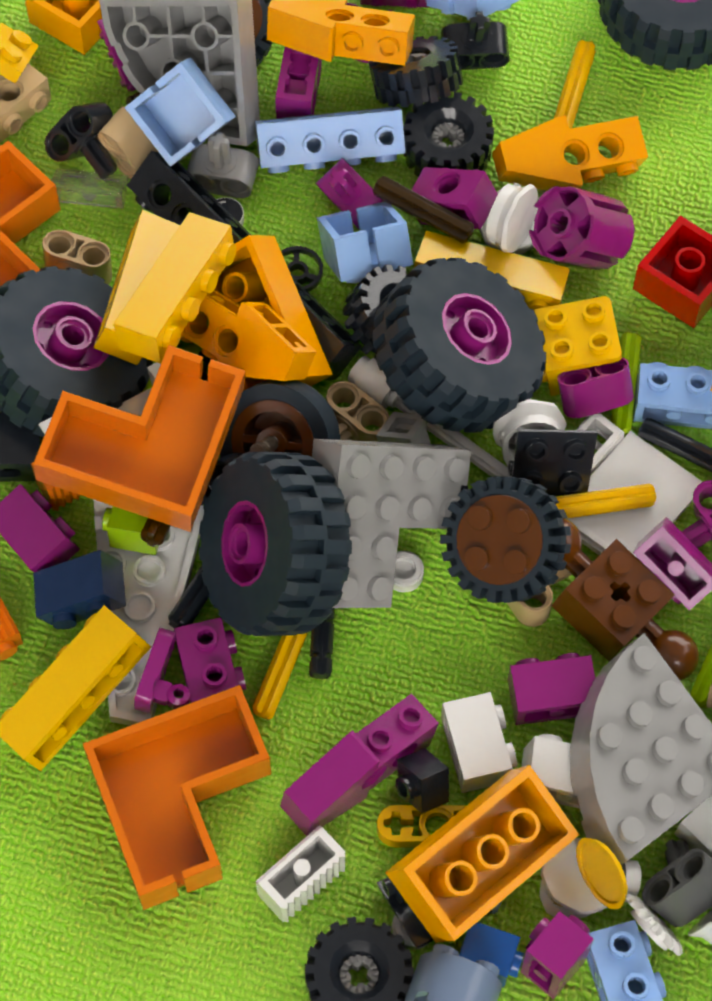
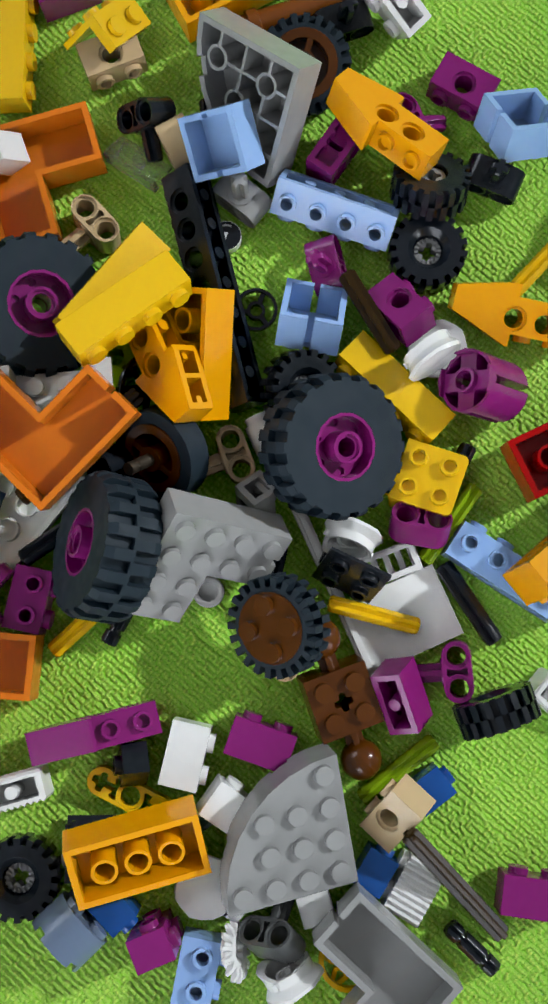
camera: 30 degrees right, 20 degrees up
(602, 872) = (214, 908): yellow piece -> none

